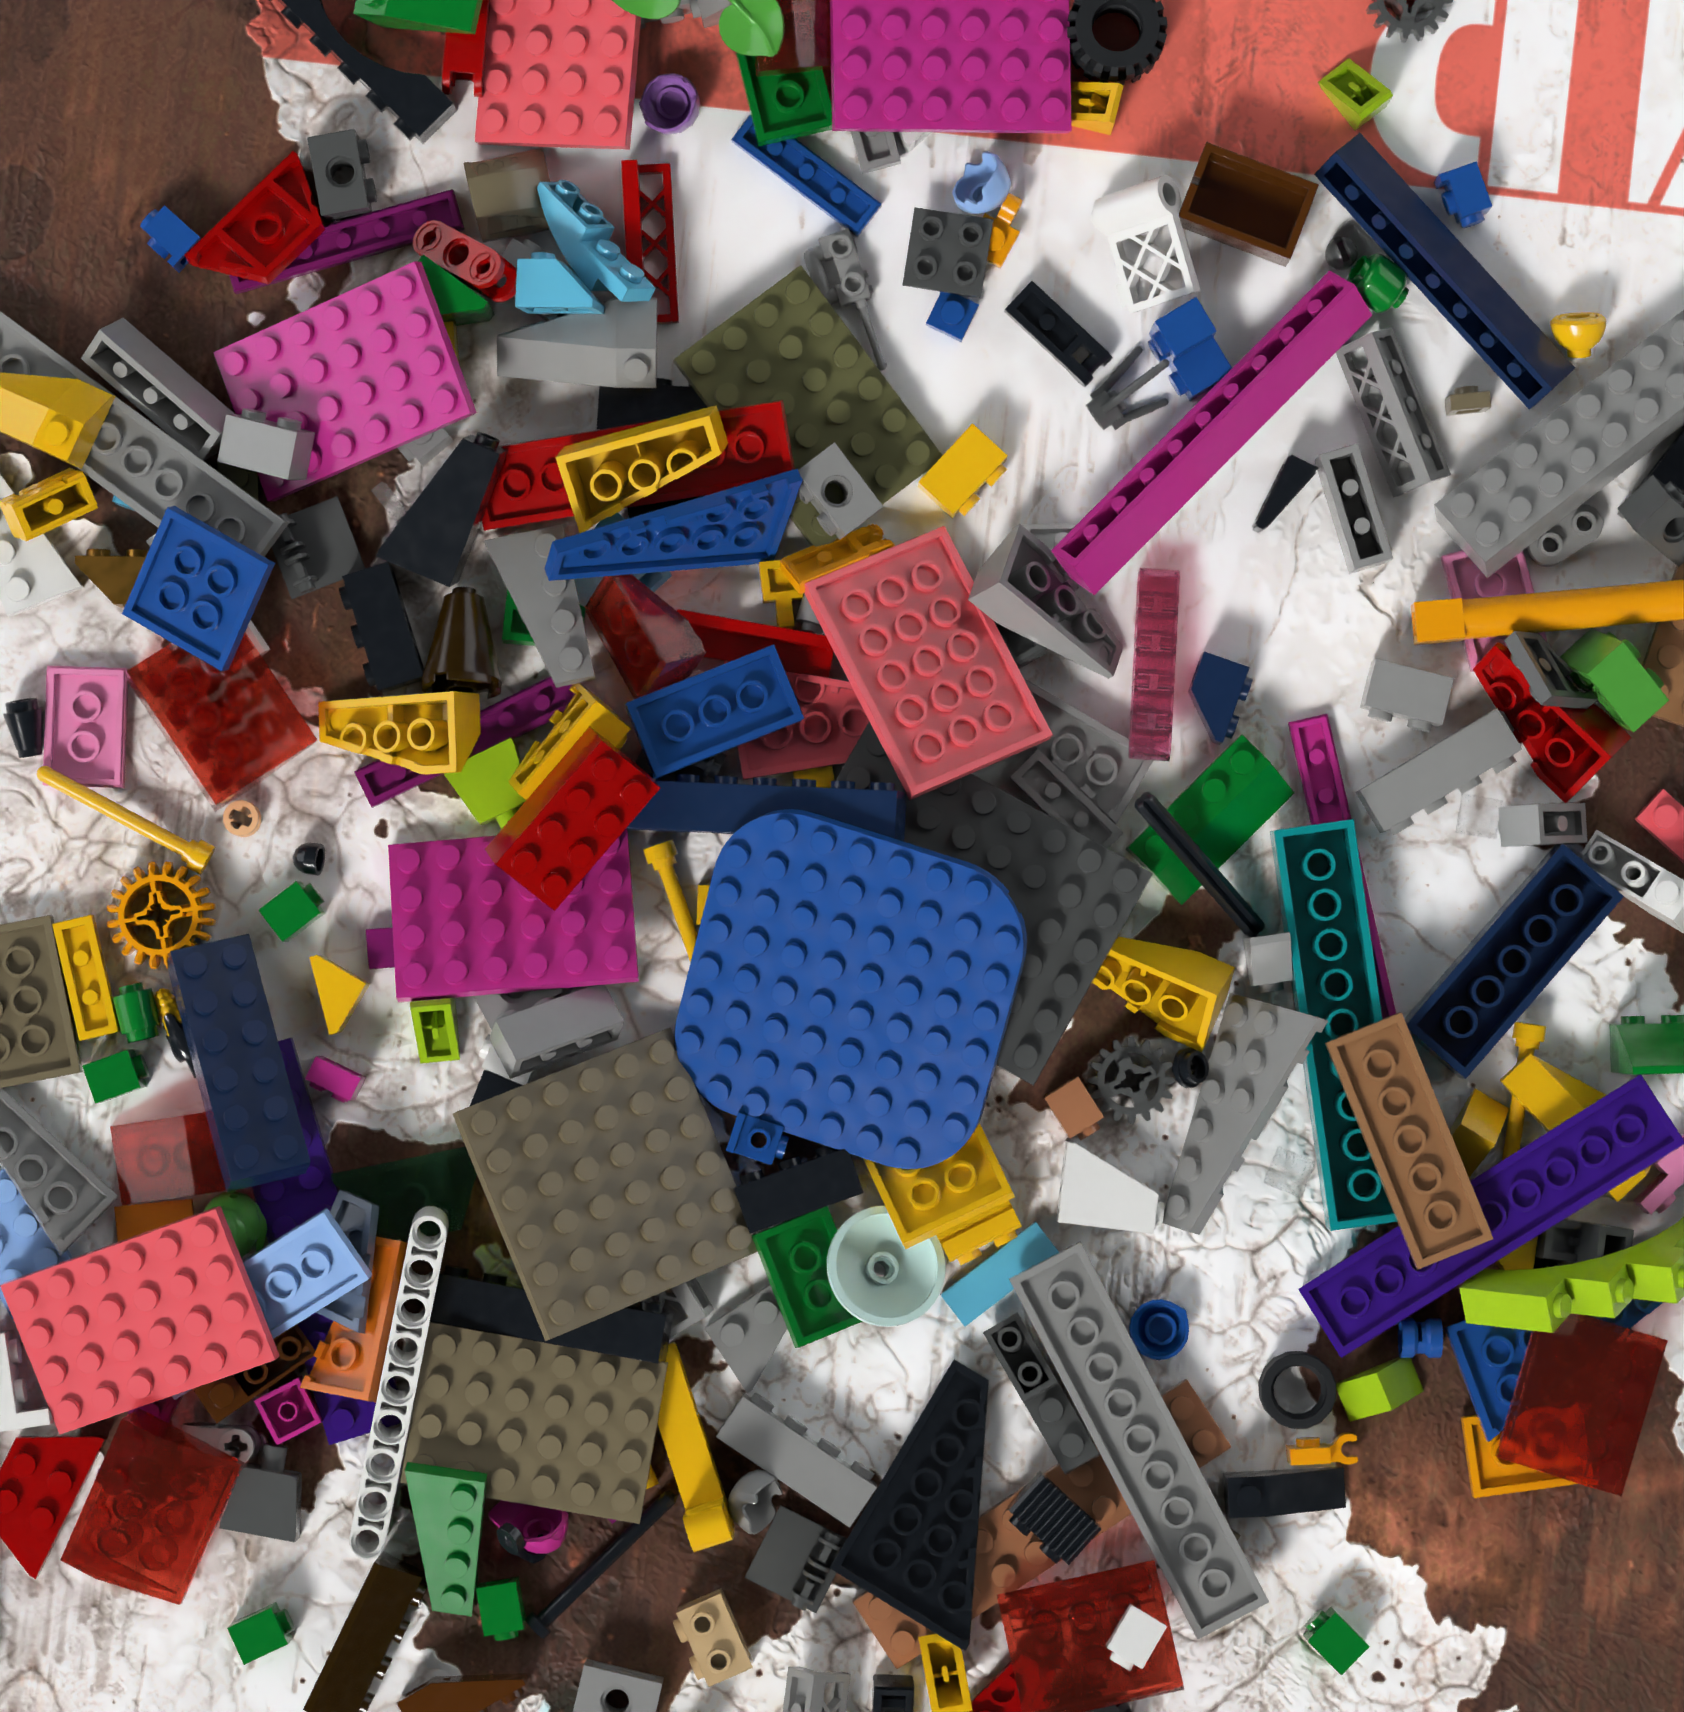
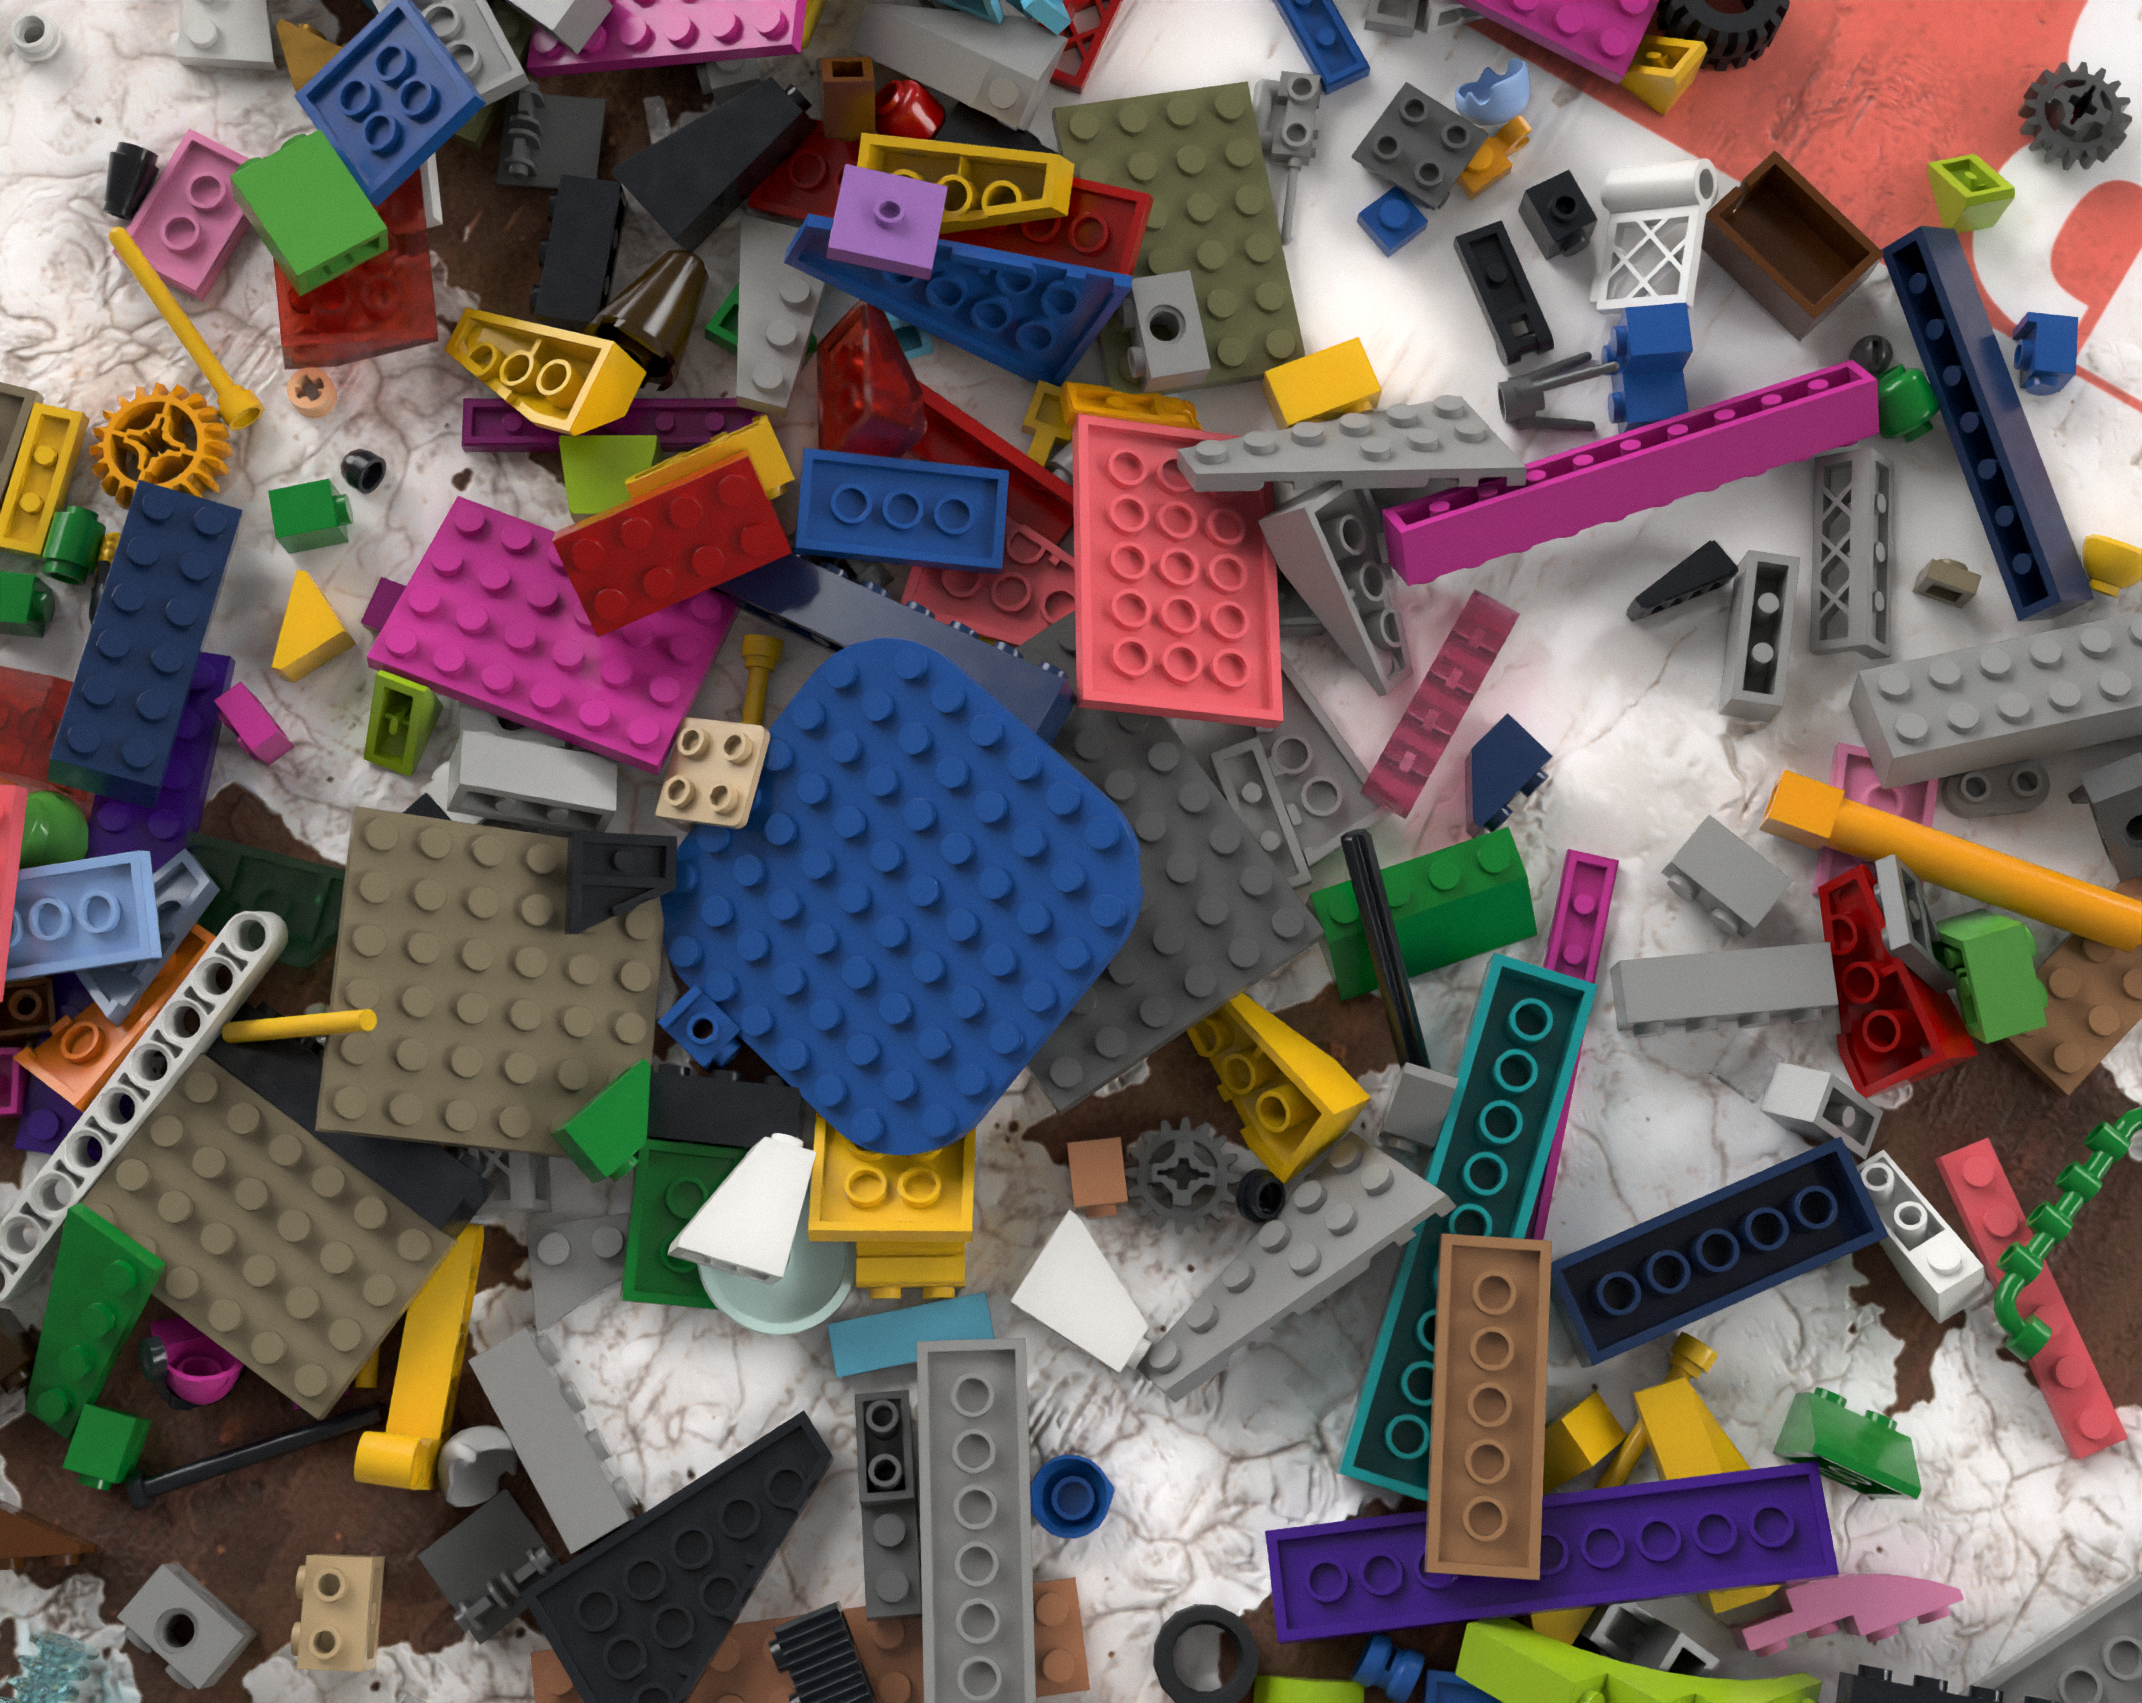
camera: 25 degrees right, 10 degrees down
(184, 698) = (309, 211): none -> bright green brick
(496, 1277) = (300, 1026): none -> yellow bar
(518, 417) = (846, 97): none -> reddish brown slope
(567, 408) = (908, 111): none -> red head
(612, 522) = (887, 222): none -> medium lavender plate
(646, 1066) = (615, 874): none -> black wing
(678, 962) = (712, 774): none -> tan bracket
(733, 1237) = (610, 1126): none -> green slope
(858, 1249) = (752, 1214): none -> white slope
(1016, 511) = (1362, 450): none -> light grey wing
(1071, 257) = (1558, 216): none -> black brick

